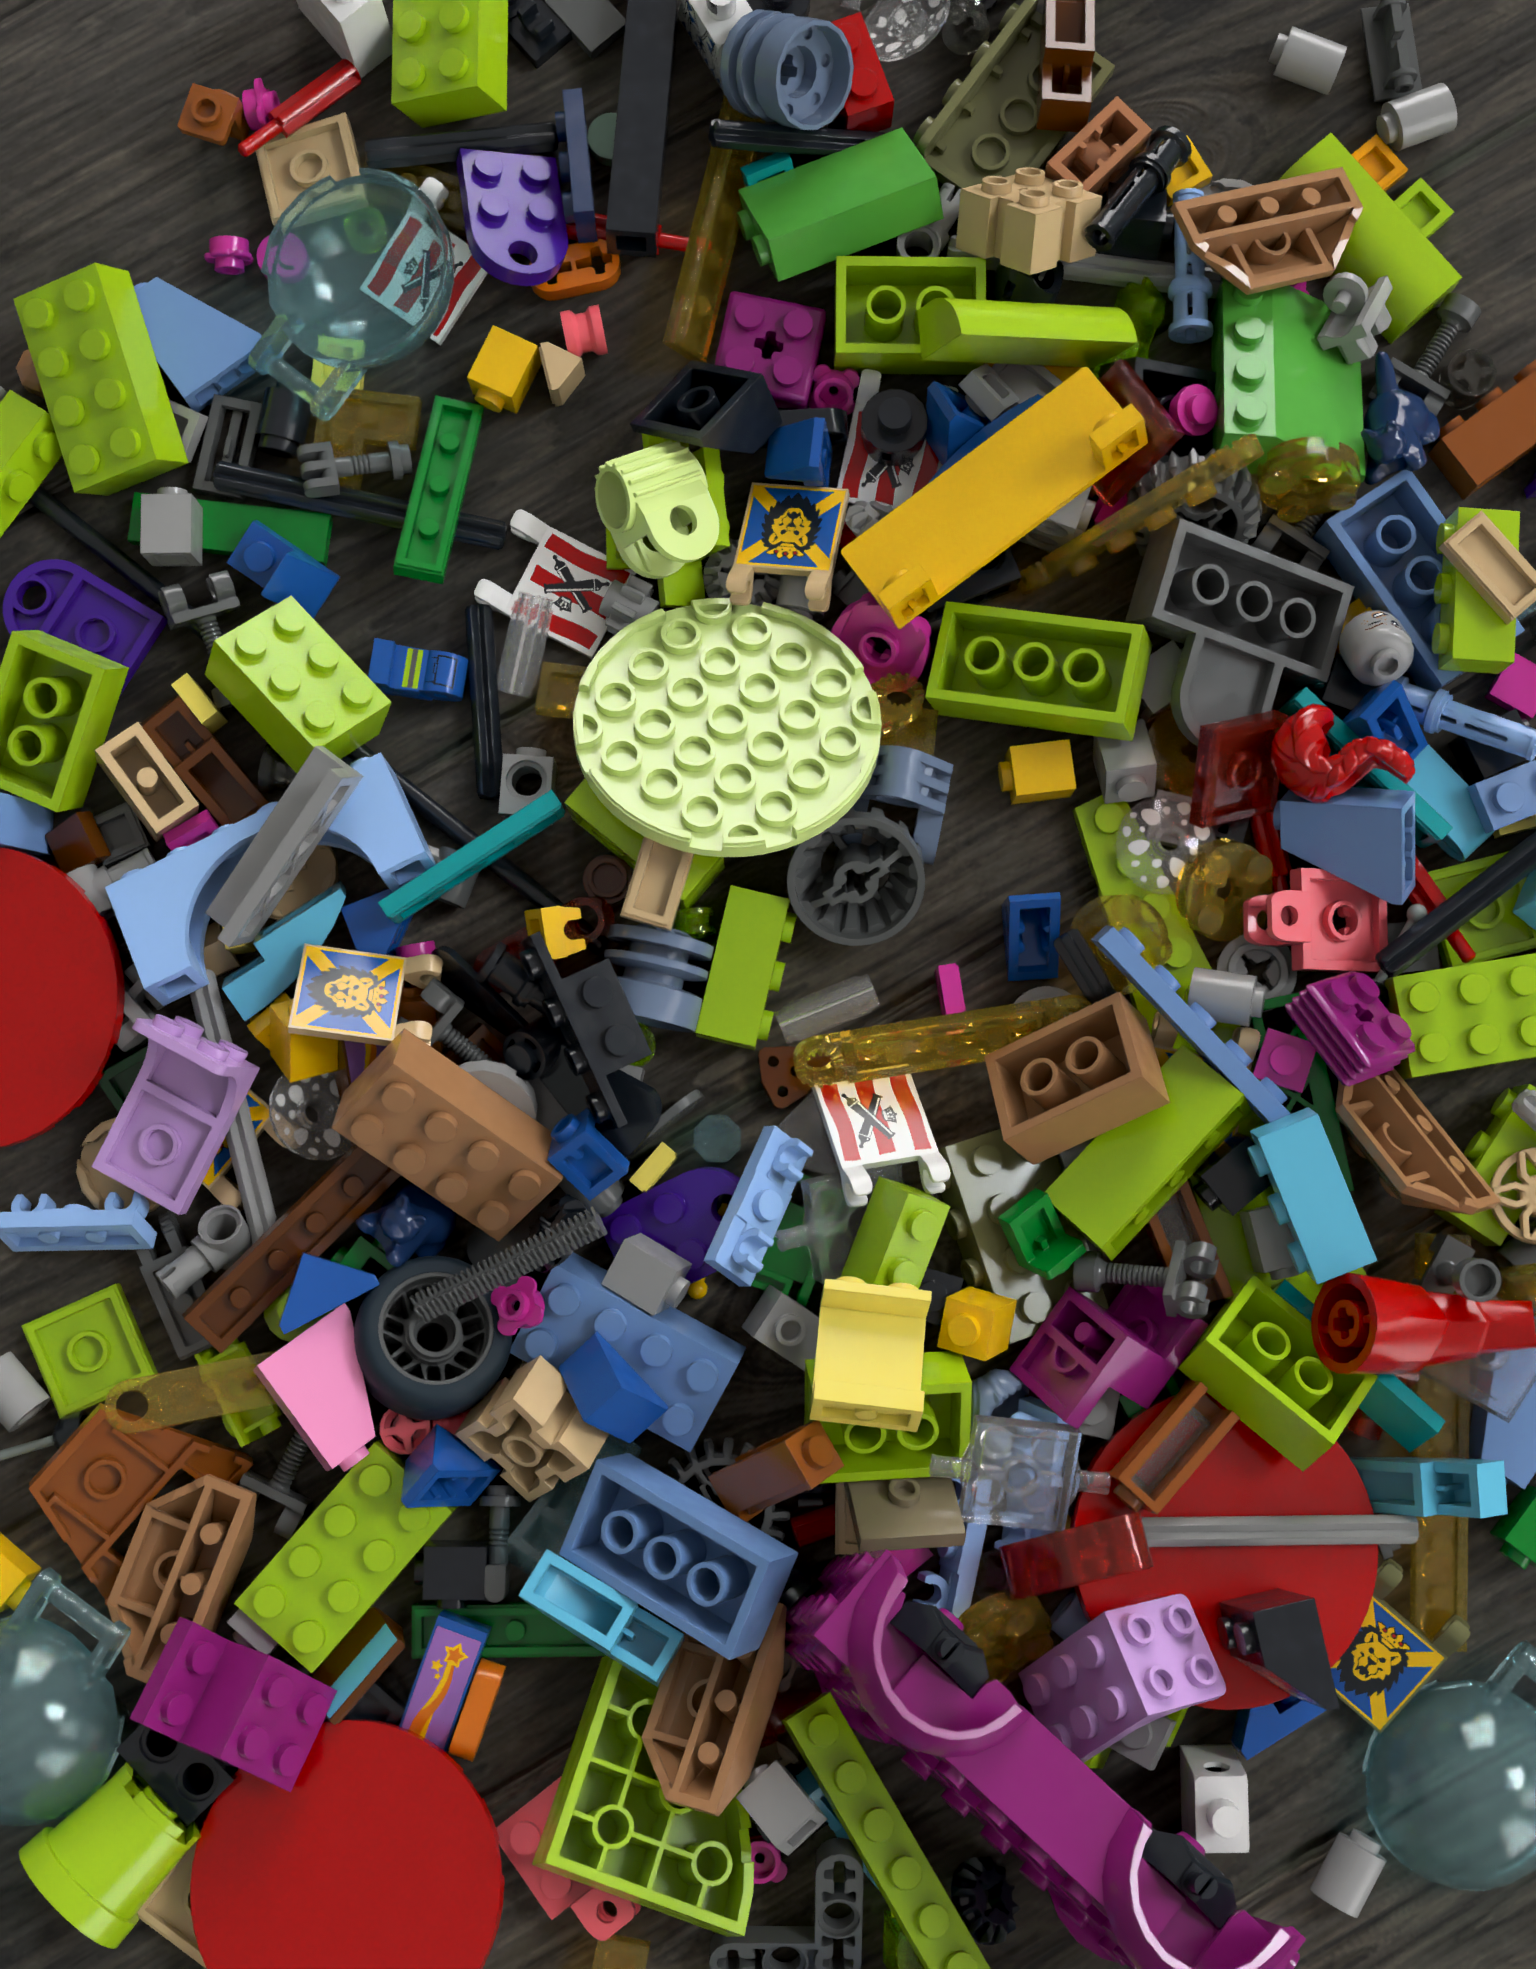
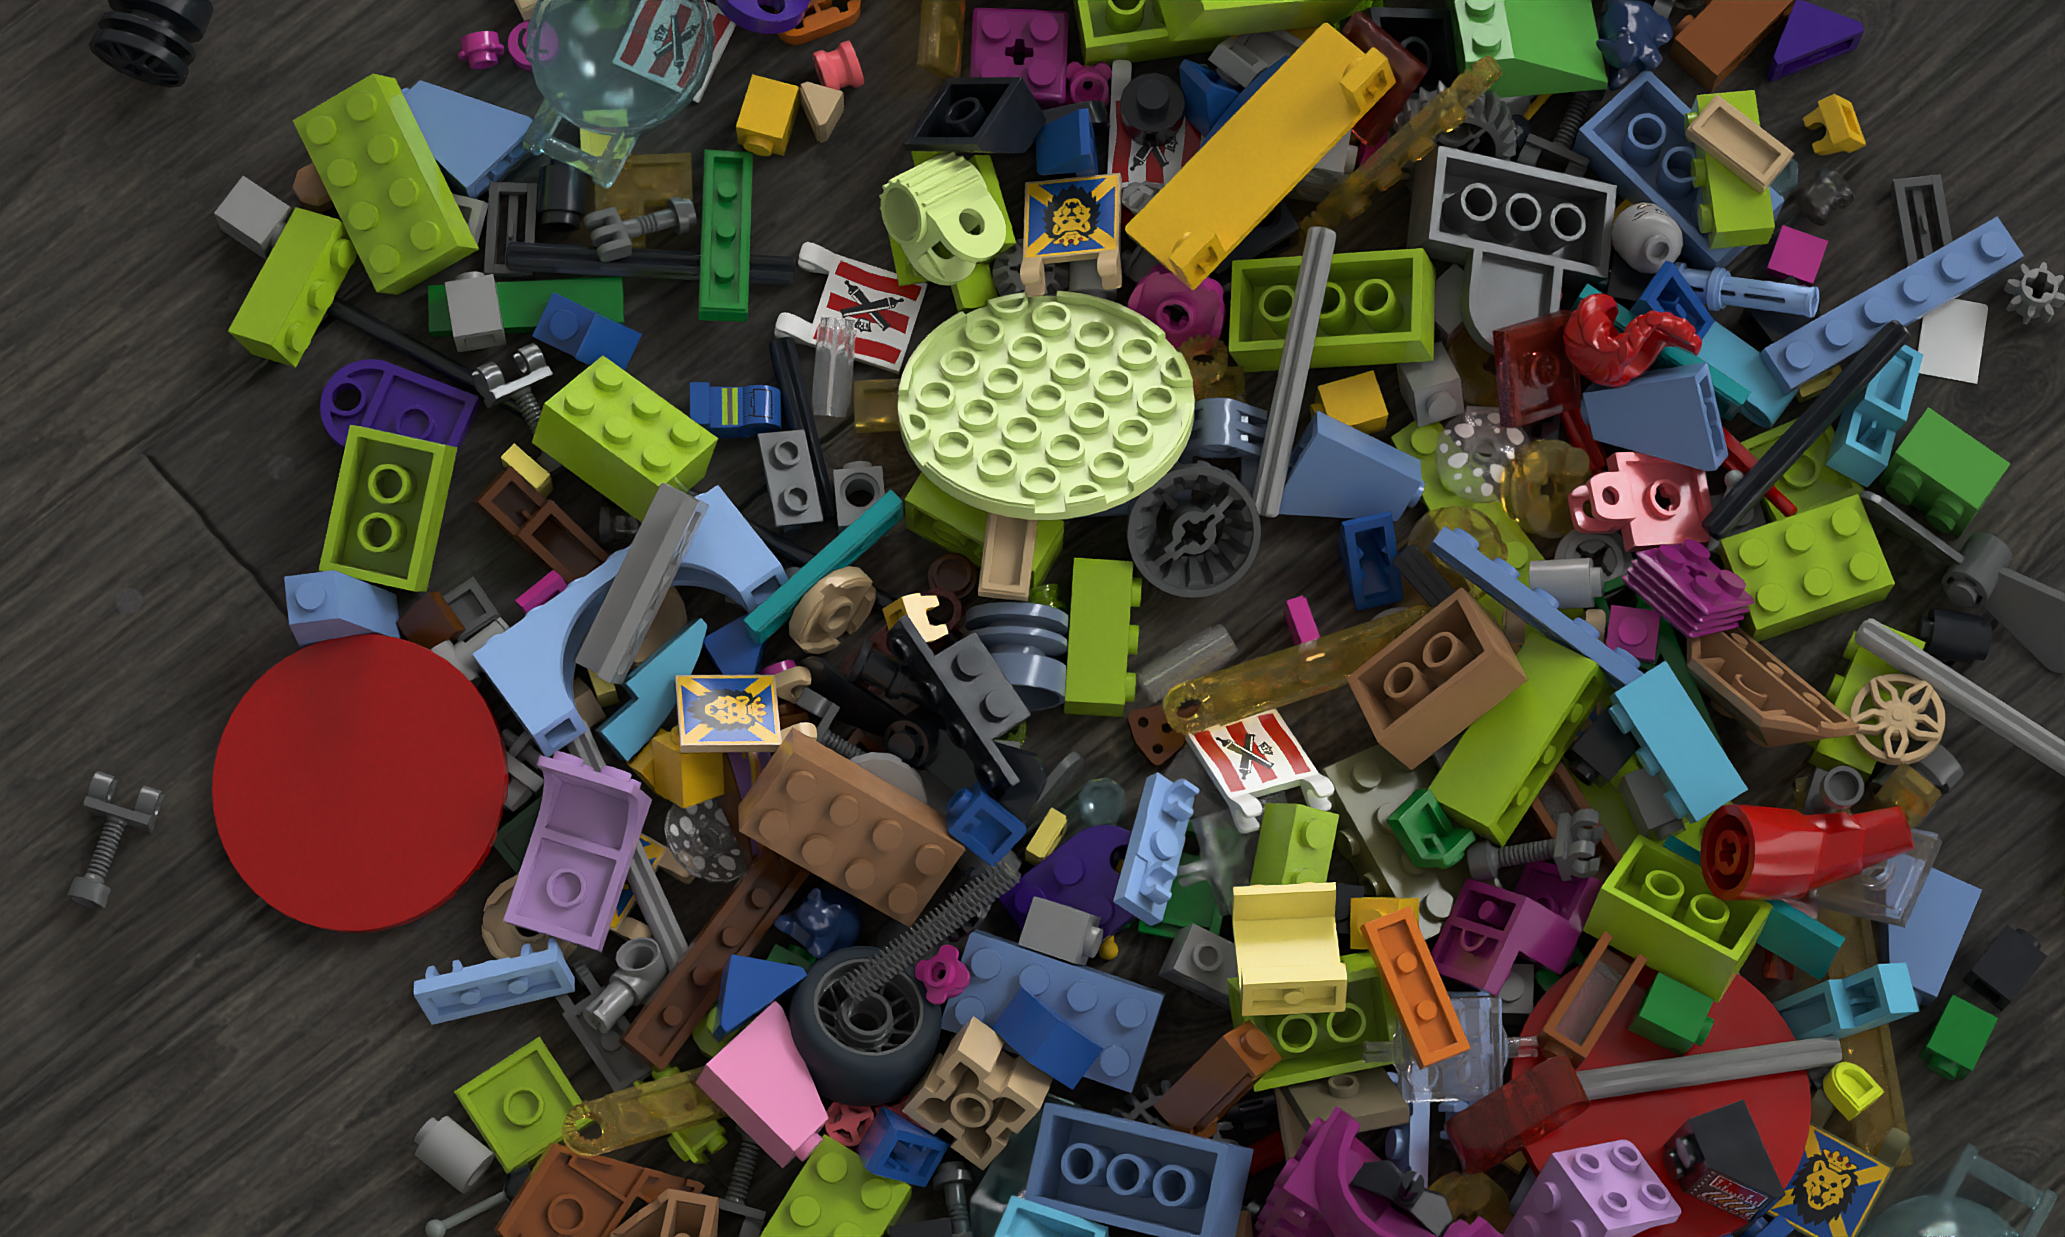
camera: 10 degrees left, 10 degrees down
(146, 781) = (492, 552): tan brick -> none
(460, 754) = (790, 480): none -> dark grey hinge
(476, 897) = (830, 608): none -> tan tile
(627, 603) = (925, 313): light grey gear -> none
(987, 729) = (1293, 370): none -> light grey axle
(994, 1417) = (1415, 988): none -> orange plate
(1021, 843) = (1348, 474): none -> medium blue slope
(1194, 410) = (1435, 47): dark pink plate -> none
(1253, 1472) = (1672, 1015): none -> green brick
(1331, 484) = (1576, 99): clear yellow plate -> none
(1419, 1571) = (1850, 1089): none -> neon yellow tile

